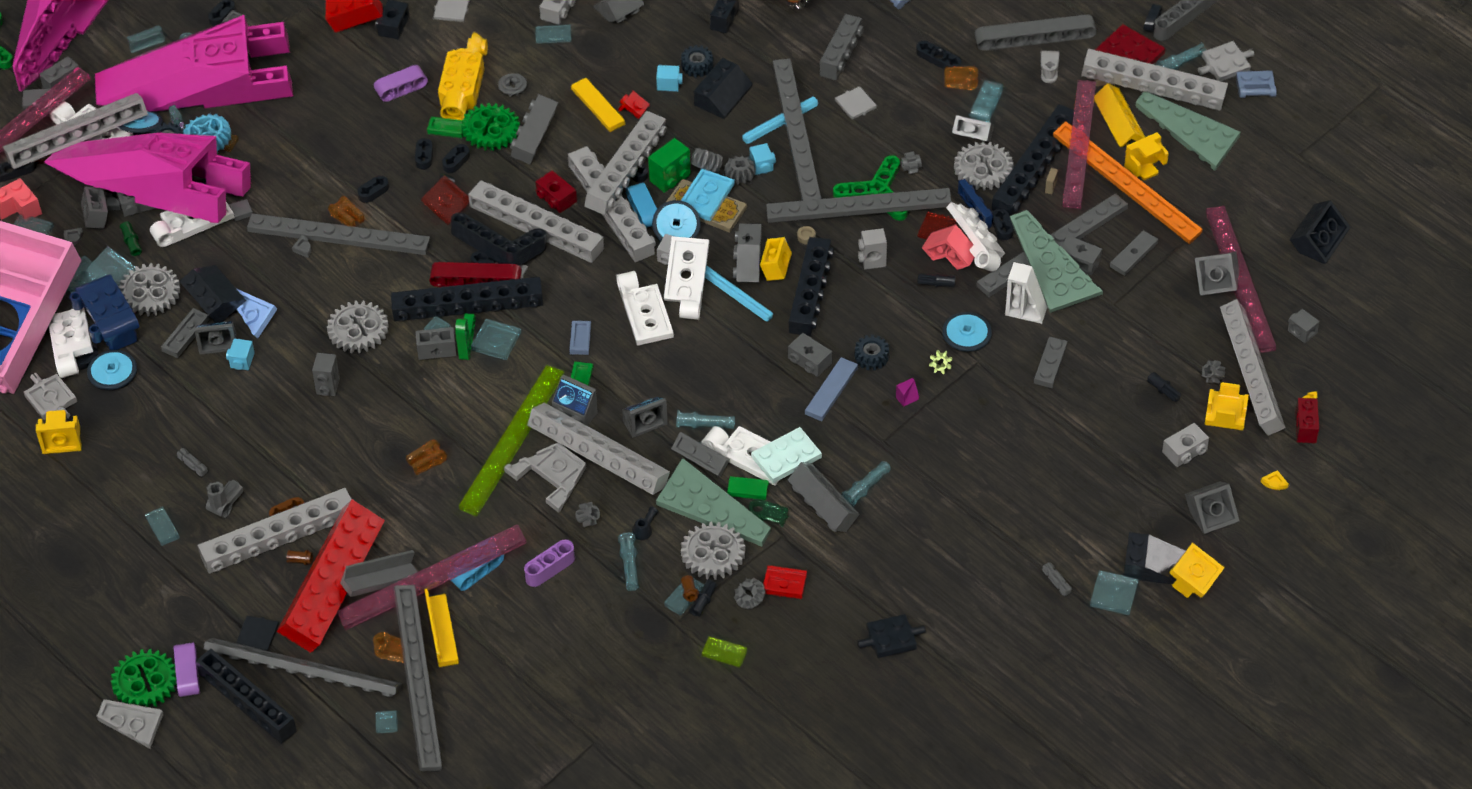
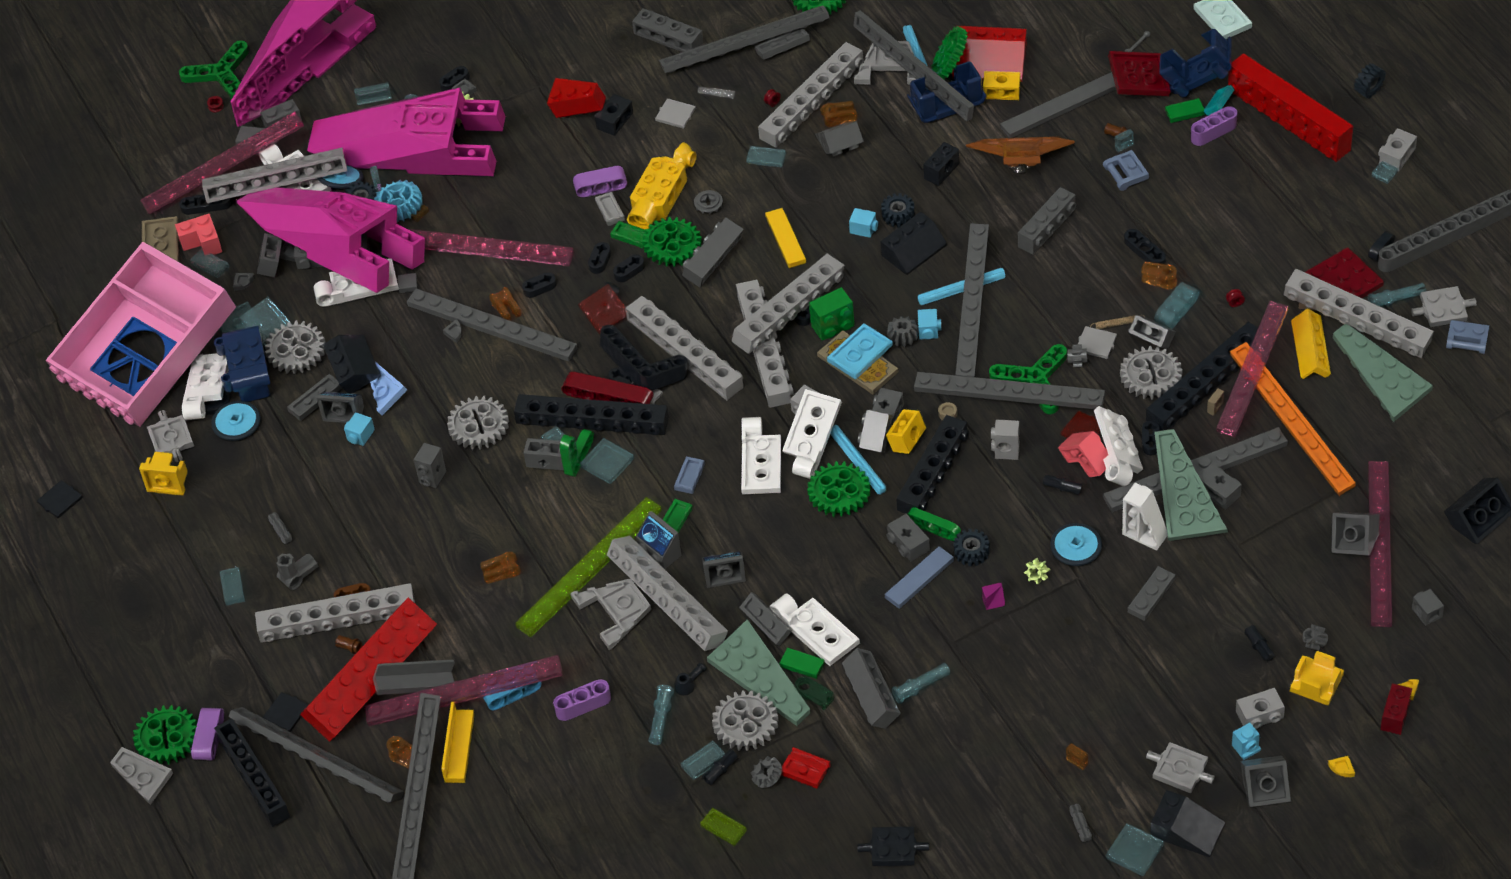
camera: 20 degrees right, 0 degrees up
(131, 238) = (295, 292): dark green pin -> none
(321, 162) = (496, 248): none -> clear pink plate
(386, 721) = (376, 826): clear light blue tile -> none
(417, 107) = (609, 208): none -> light grey tile
(556, 191) = (713, 320): dark red brick -> none
(587, 514) = (634, 658): dark grey gear -> none
(634, 104) = (820, 243): red bracket -> none
(641, 203) = (794, 350): dark azure beam -> none
(676, 211) = (828, 365): medium azure wheel -> none
(690, 592) = (707, 757): reddish brown pin -> none
(695, 419) = (773, 582): clear light blue pin -> none
(706, 160) = (871, 315): dark grey gear -> none
(729, 323) = (838, 489): none -> green gear
(785, 454) = (843, 636): light aqua plate -> none
(841, 340) = (934, 524): none -> green beam
(855, 102) = (1044, 282): light grey piece -> none
(924, 146) = (1097, 341): none -> light grey piece
(937, 128) = (1101, 324): none -> tan piece
(972, 200) = (1129, 410): dark blue plate -> none
(1034, 520) = (1076, 756): none -> clear orange tile
(1035, 32) = (1252, 240): dark grey beam -> none
(1037, 86) = (1235, 298): none -> dark red bush
(1049, 65) = (1255, 278): light grey piece -> none
(1131, 511) = (1180, 767): none -> light grey plate
(1134, 253) = (1275, 494): dark grey tile -> none
(1143, 154) = (1317, 393): yellow panel -> none
(1183, 475) = (1246, 741): none -> medium azure brick
(1195, 572) = (1221, 846): yellow panel -> none
(1252, 367) = (1357, 641): light grey brick -> none

